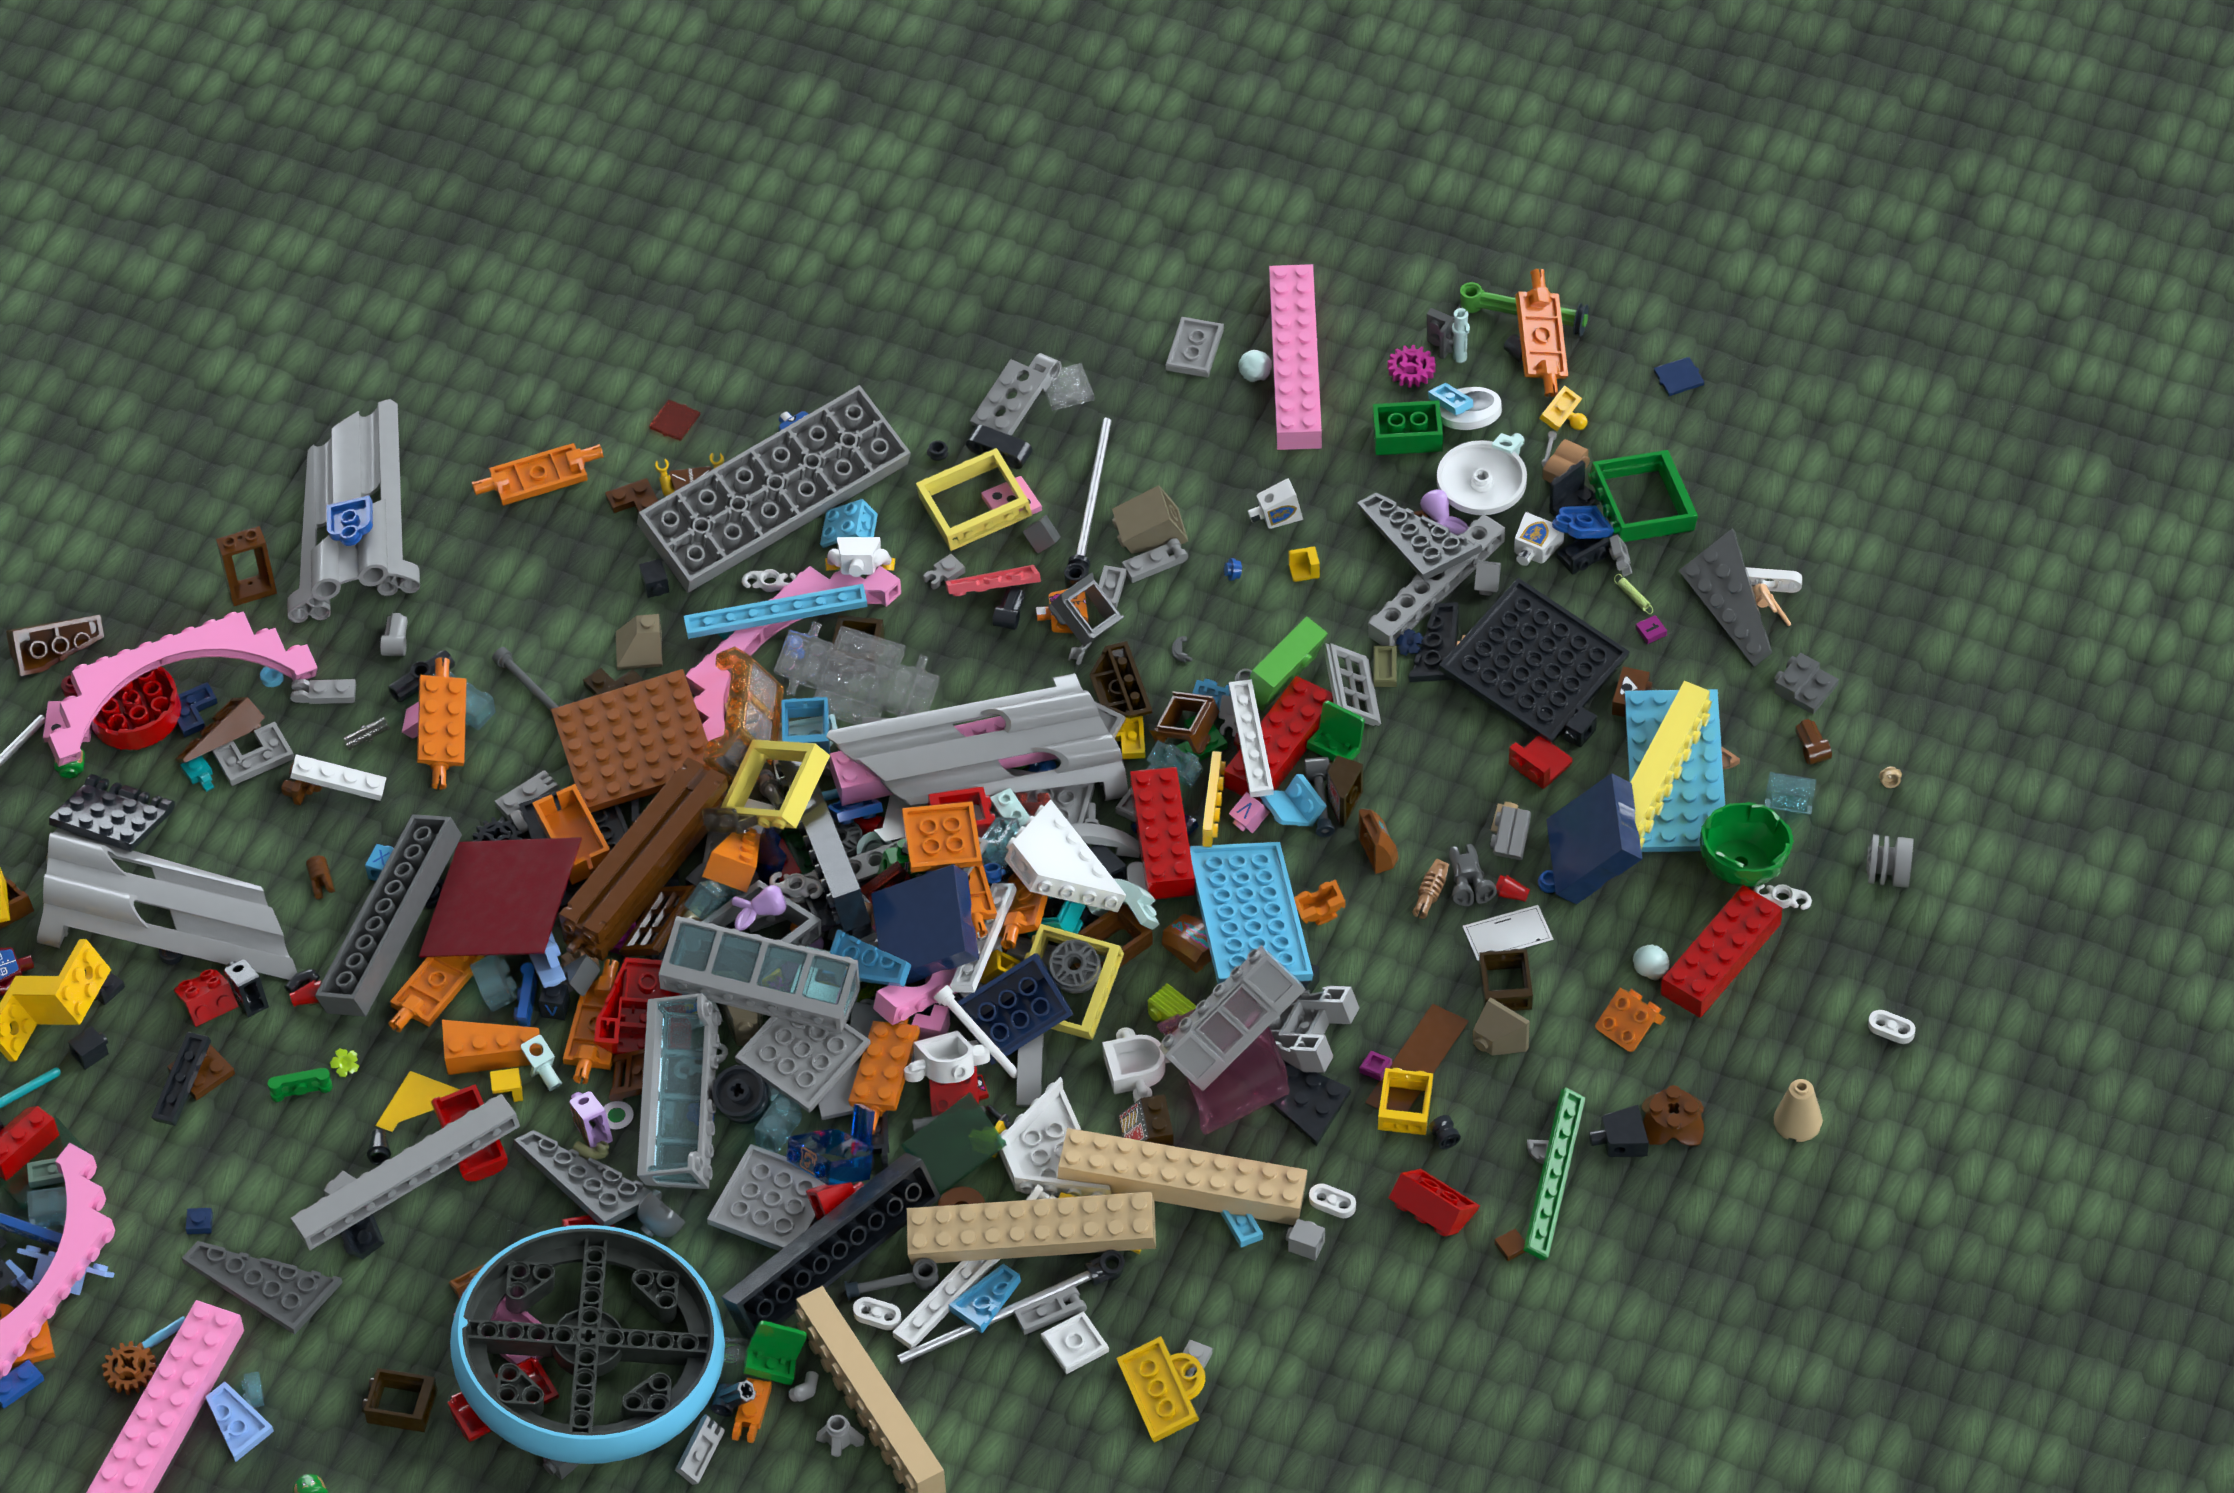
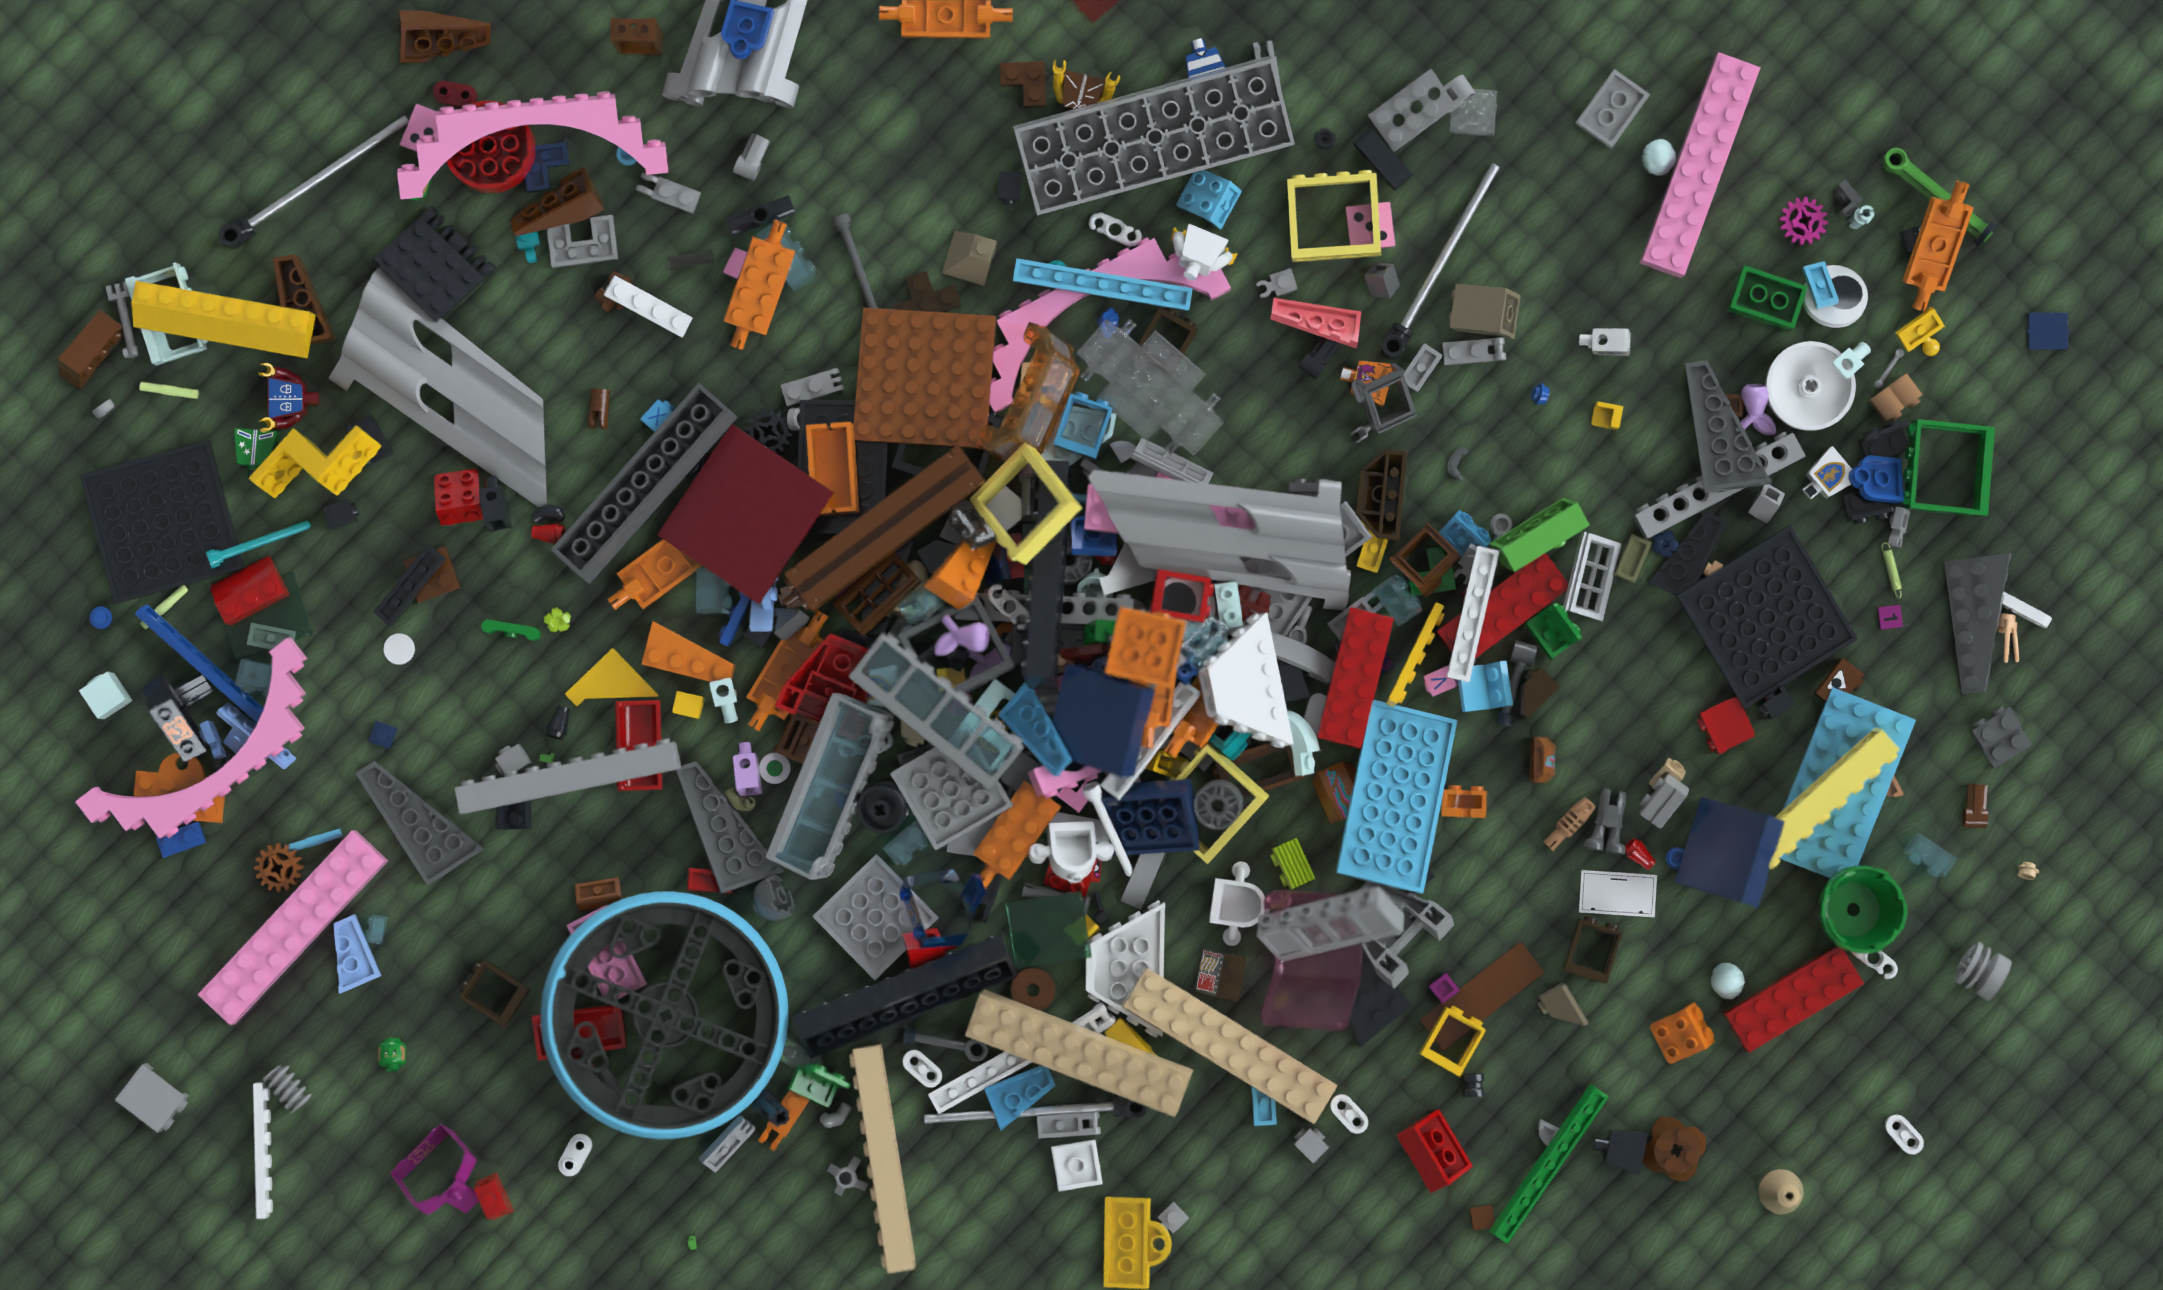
camera: 20 degrees right, 35 degrees up
(189, 1145) = (399, 648): none -> white sticker

